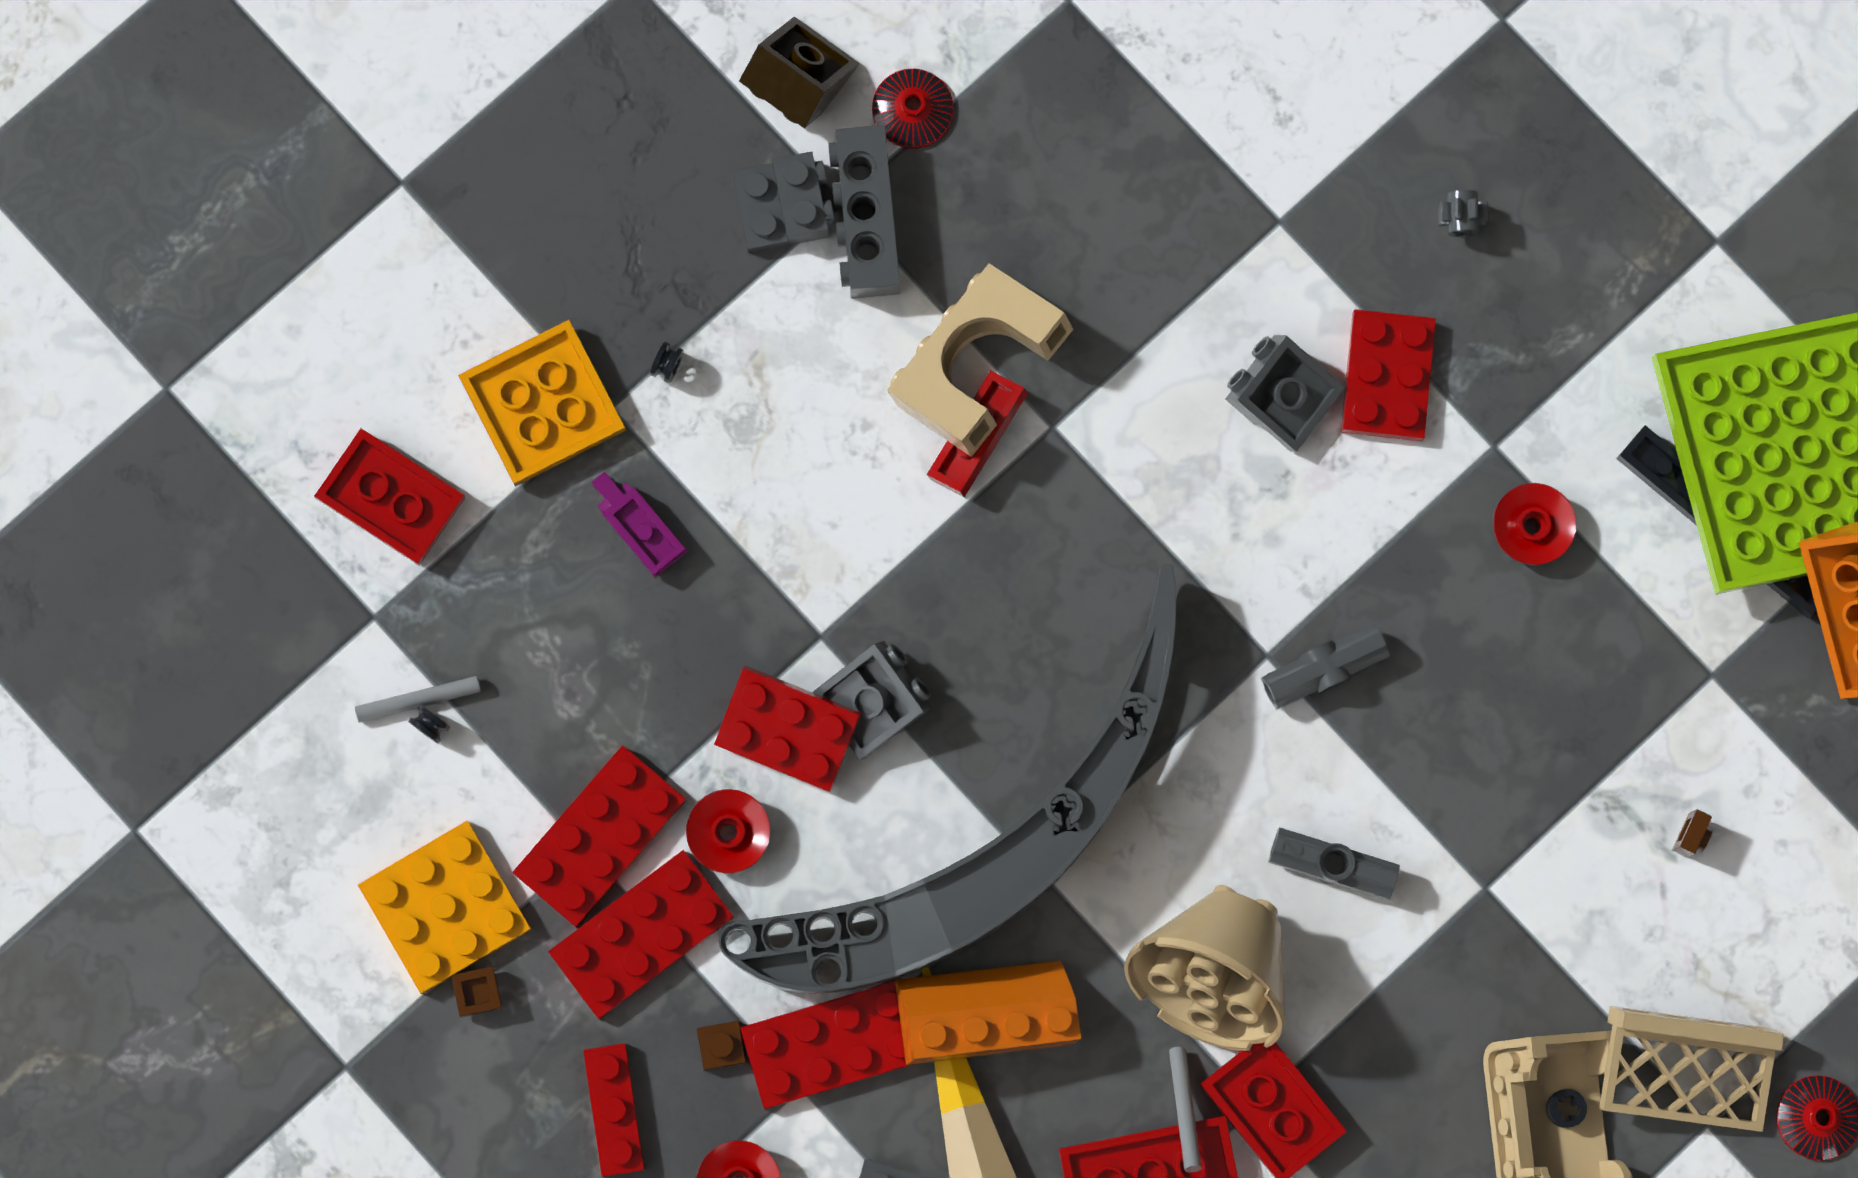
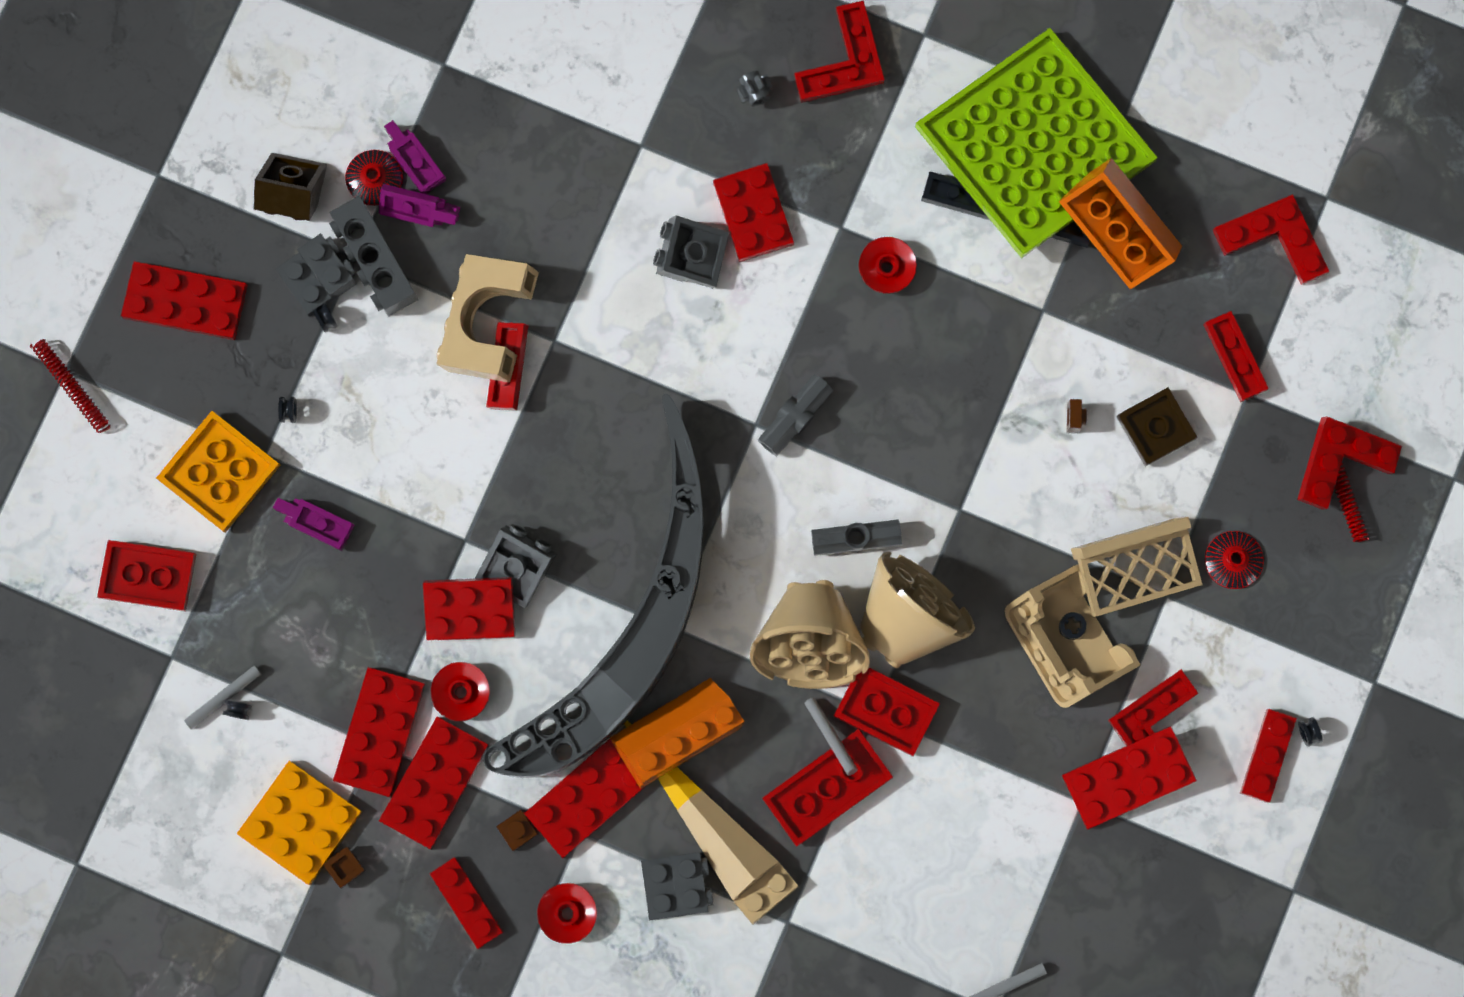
camera: 15 degrees left, 0 degrees up
(404, 205) = (73, 386): none -> red piece
(595, 159) = (184, 300): none -> red plate
(768, 264) = (325, 318): none -> black bush
(951, 172) = (416, 207): none -> magenta hinge
(975, 107) = (414, 159): none -> magenta hinge
(1362, 995) = (910, 612): none -> tan cone
(1610, 252) = (857, 72): none -> red plate
(1794, 896) = (1156, 426): none -> dark brown plate

